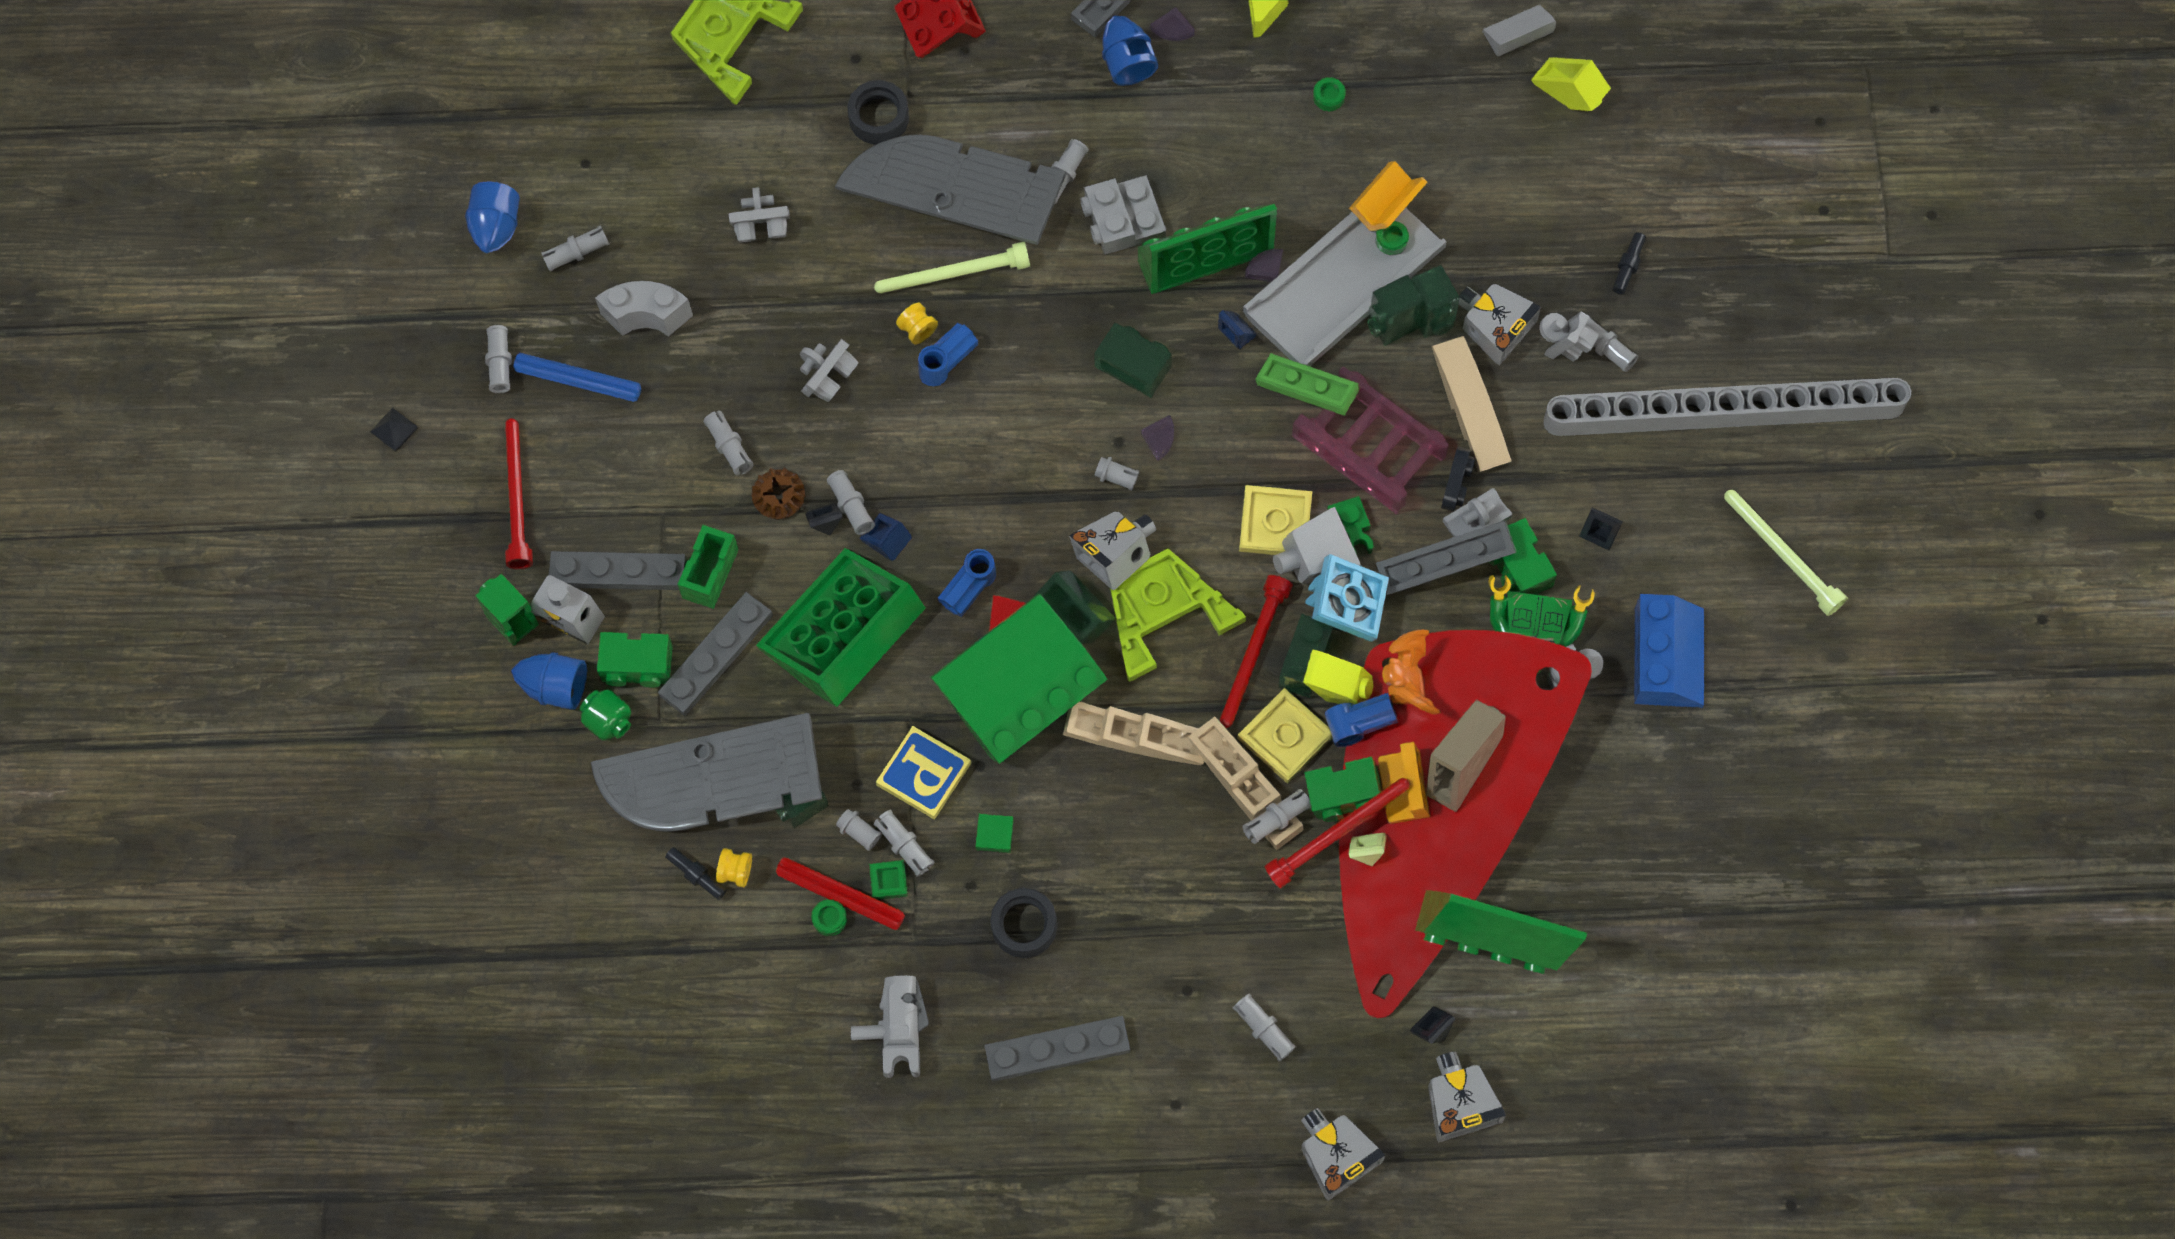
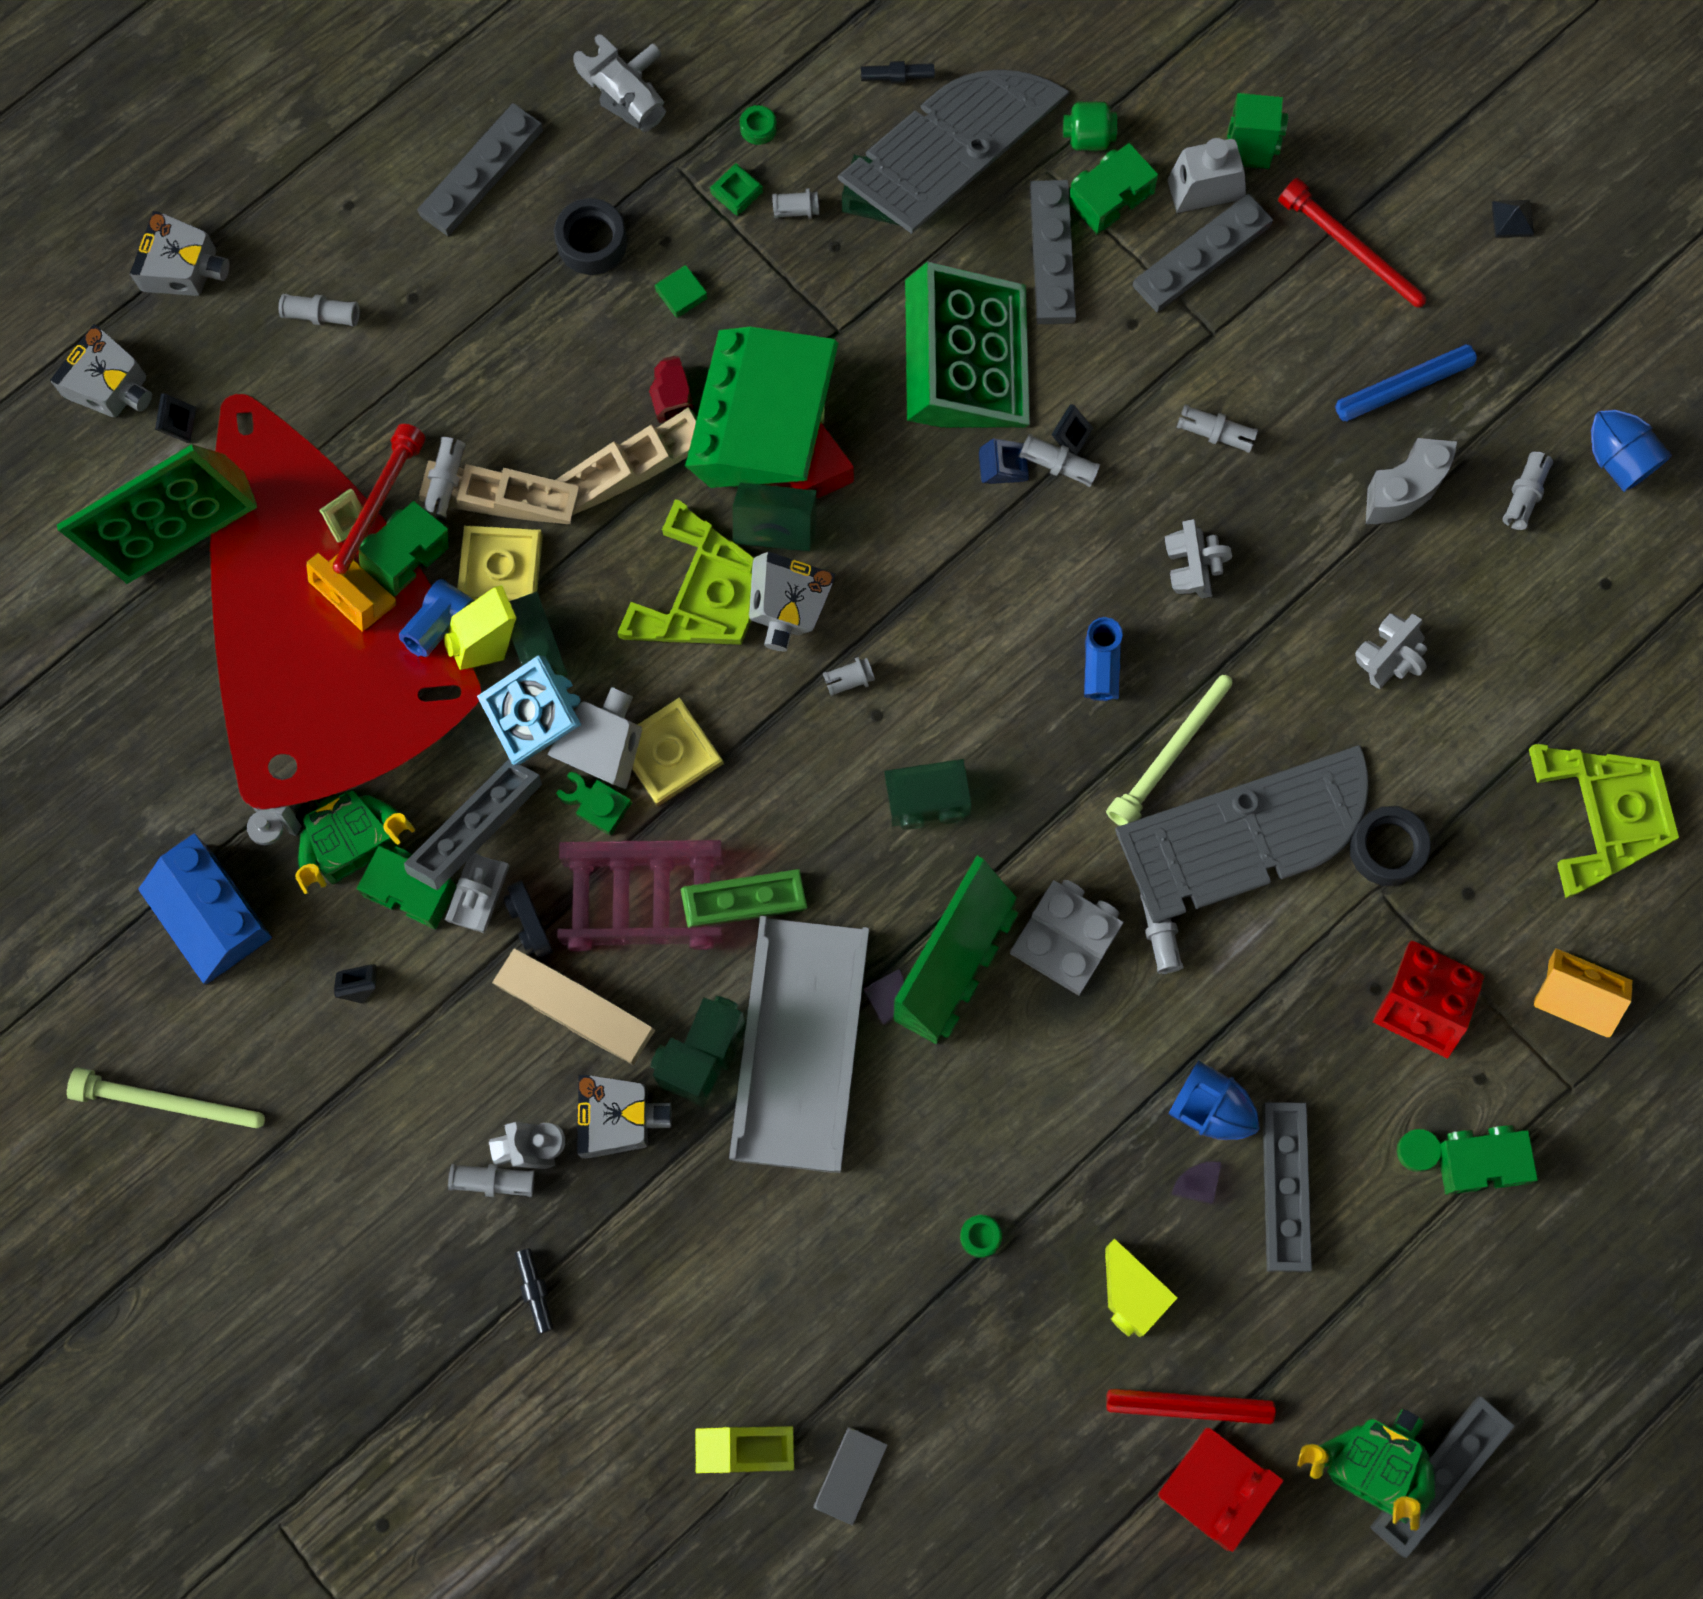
camera: 140 degrees right, 5 degrees up
(498, 359) = (1488, 340): light grey pin -> none
(551, 679) = (1166, 112): blue helmet -> none
(708, 566) = (1124, 301): green brick -> none
(734, 867) = (869, 95): yellow wheel -> none
(769, 505) = (1137, 438): reddish brown gear -> none
(840, 892) = (766, 147): red axle -> none
(904, 843) = (748, 222): light grey pin -> none
(917, 323) = (1155, 667): yellow wheel -> none
(923, 772) = (786, 292): tile -> none
(966, 584) = (890, 472): blue piece -> none
(1066, 759) = (670, 389): none -> dark red rock
(1159, 436) = (841, 746): clear purple tile -> none
(1235, 328) = (860, 907): dark blue slope -> none
(1276, 590) = (609, 675): red piece -> none
(1386, 197) = (820, 1150): light orange panel -> none
(1392, 239) = (786, 1118): green tile -> none
(1403, 673) = (411, 661): orange animal -> none
(1464, 754) = (305, 641): dark tan slope -> none
(1739, 397) = (301, 1210): light grey beam -> none

